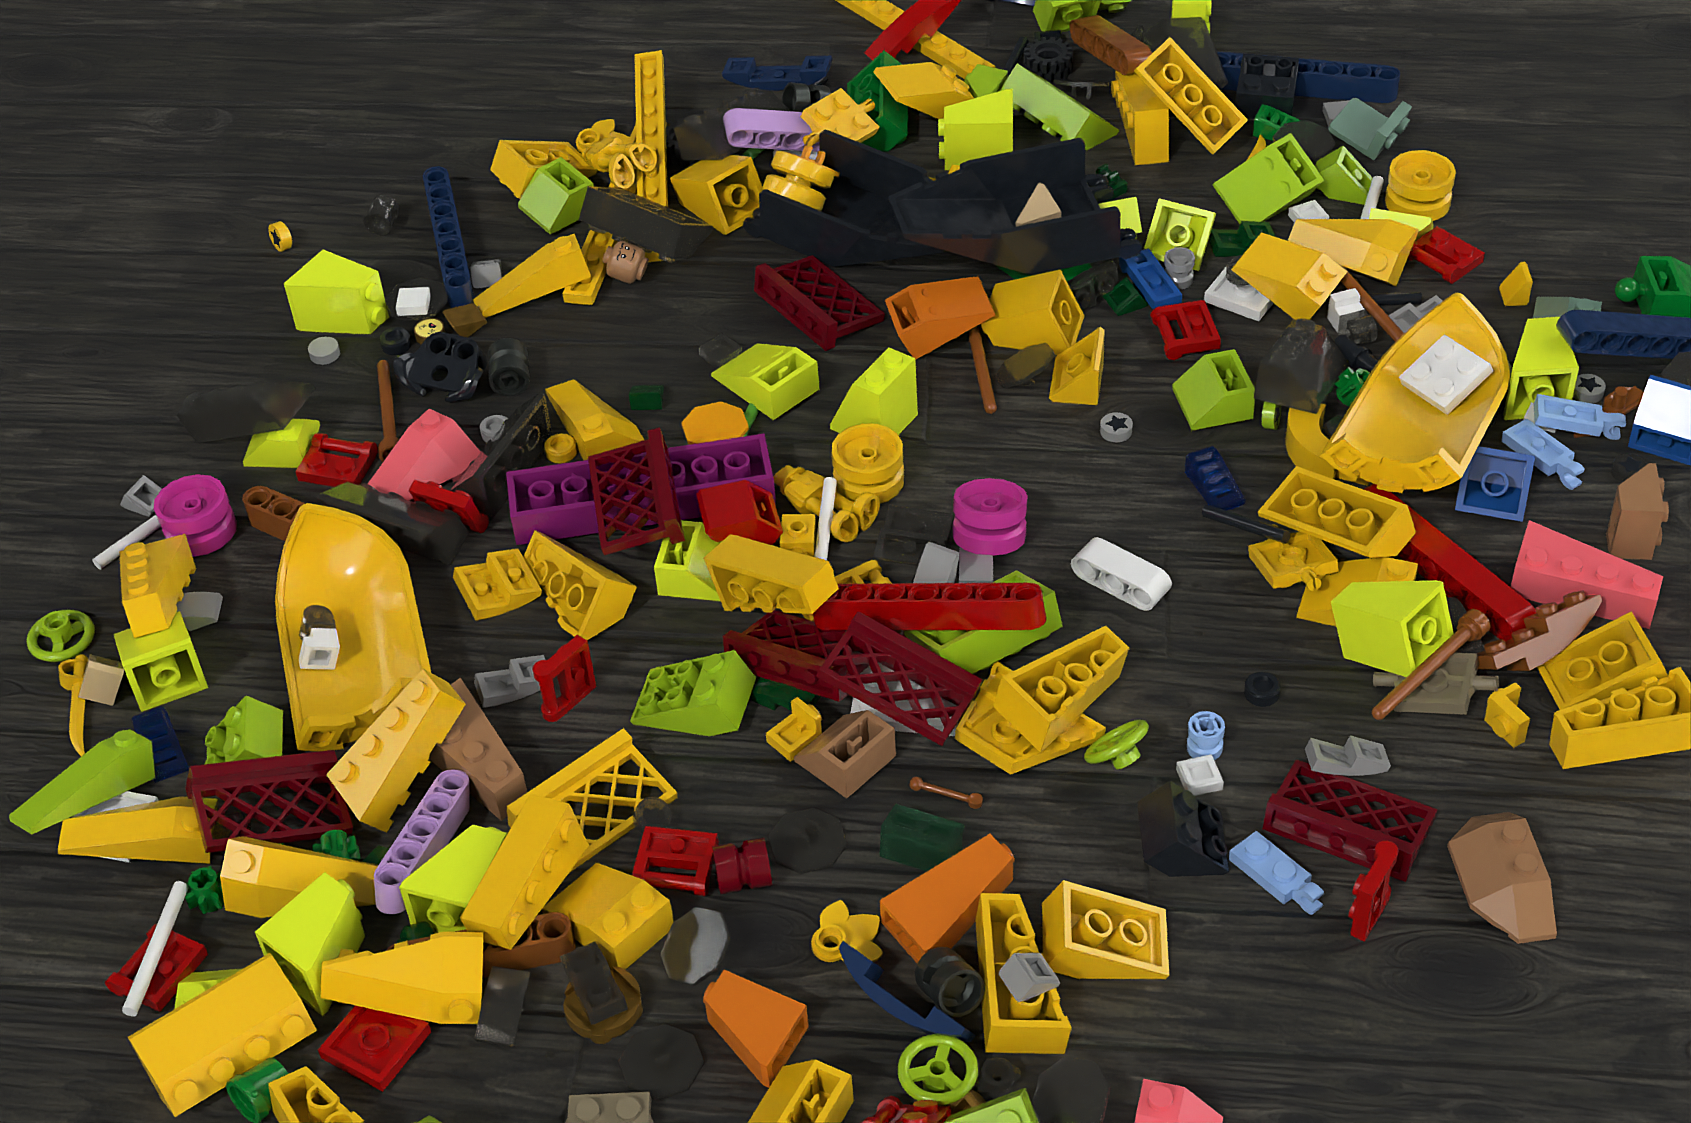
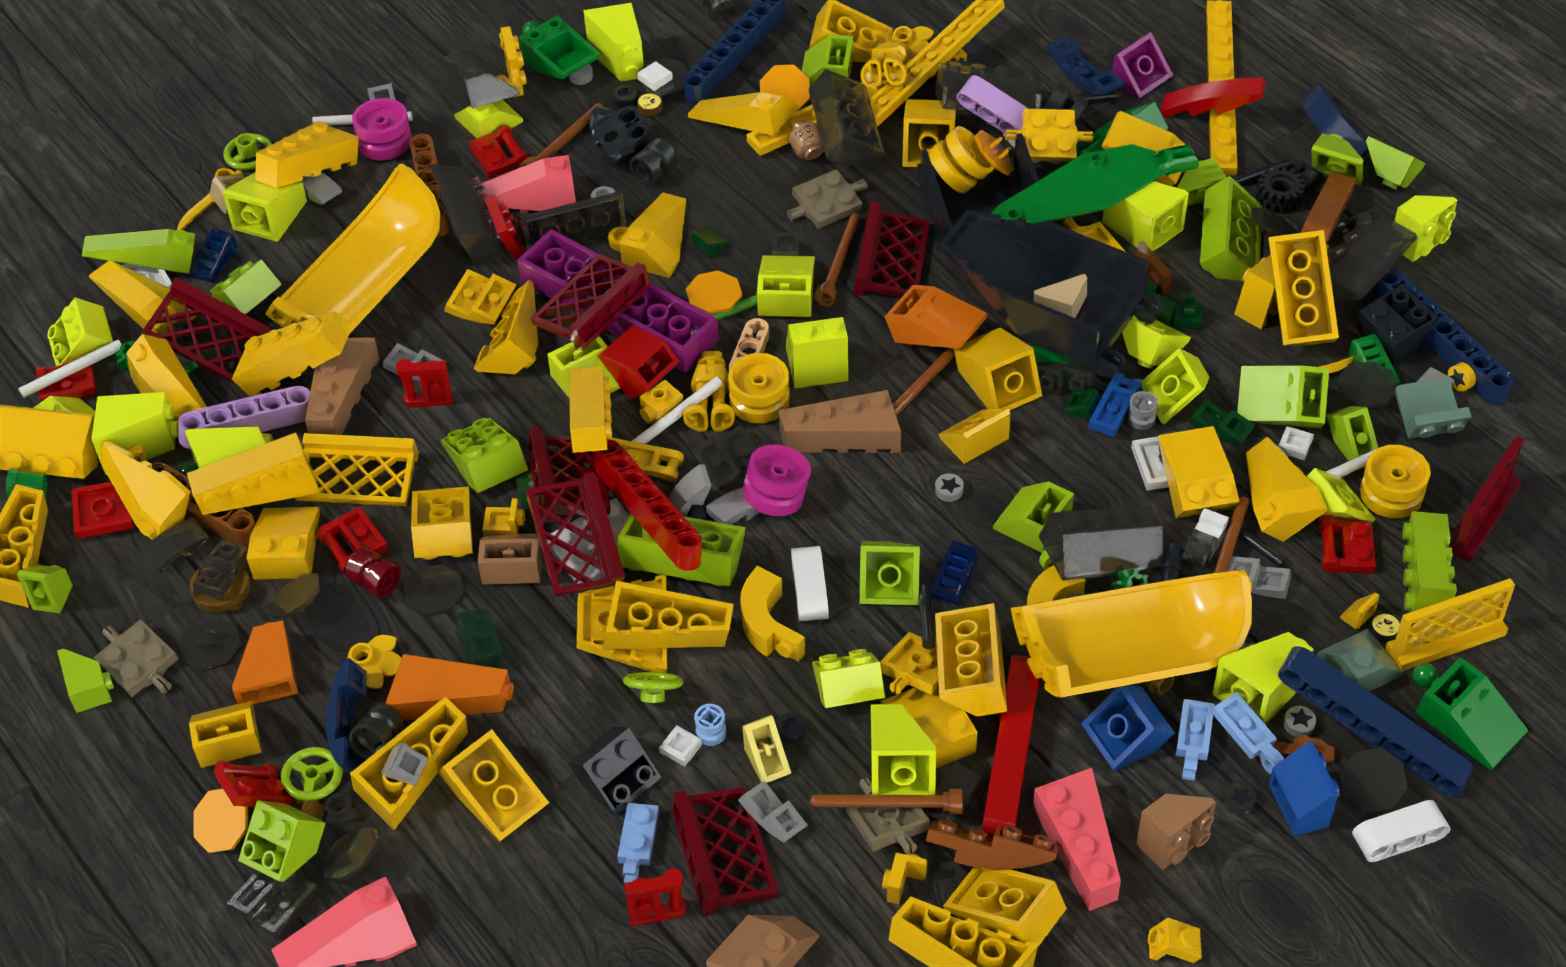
camera: 45 degrees right, 5 degrees up
(112, 916) = (78, 331): none -> neon yellow slope
(244, 365) = (513, 59): none -> yellow plate
(278, 342) = (555, 48): none -> green slope
(318, 638) = (349, 257): white leg -> none
(338, 844) = (209, 387): green gear -> none
(465, 319) = (673, 110): pearl gold slope -> none
(485, 273) = (730, 86): light grey slope -> none
(540, 230) = (786, 82): none -> light orange piece
(653, 813) = (374, 504): clear smoke tile -> none
(701, 297) = (827, 199): none -> dark tan plate
(742, 777) = (441, 523): none -> yellow slope
(775, 327) = (826, 292): none -> dark orange piece
(805, 438) = (747, 340): none -> light nougat beam
(823, 39) = (1141, 66): none -> magenta slope
(933, 126) = (1095, 182): none -> green wing
(974, 800) = (545, 646): dark orange hinge -> none
(975, 441) = (842, 424): none -> medium nougat wedge
(1024, 365) = (945, 399): clear smoke piece -> none
(1143, 634) = (758, 597): none -> yellow arch
(1170, 516) = (889, 573): none -> lime slope
(1195, 324) = (1093, 462): red plate -> none
(1257, 613) = (848, 678): none -> neon yellow slope
(1276, 717) = (765, 749): none -> light yellow slope
(1354, 89) = (1463, 376): none -> yellow tile
(1446, 374) = (1188, 625): white plate -> none
(1496, 154) = (1487, 505): none -> dark red fence
(1524, 224) = (1428, 560): none -> lime wedge
(1546, 285) = (1384, 627): none -> tile
(1595, 249) = (1471, 627): none -> yellow fence

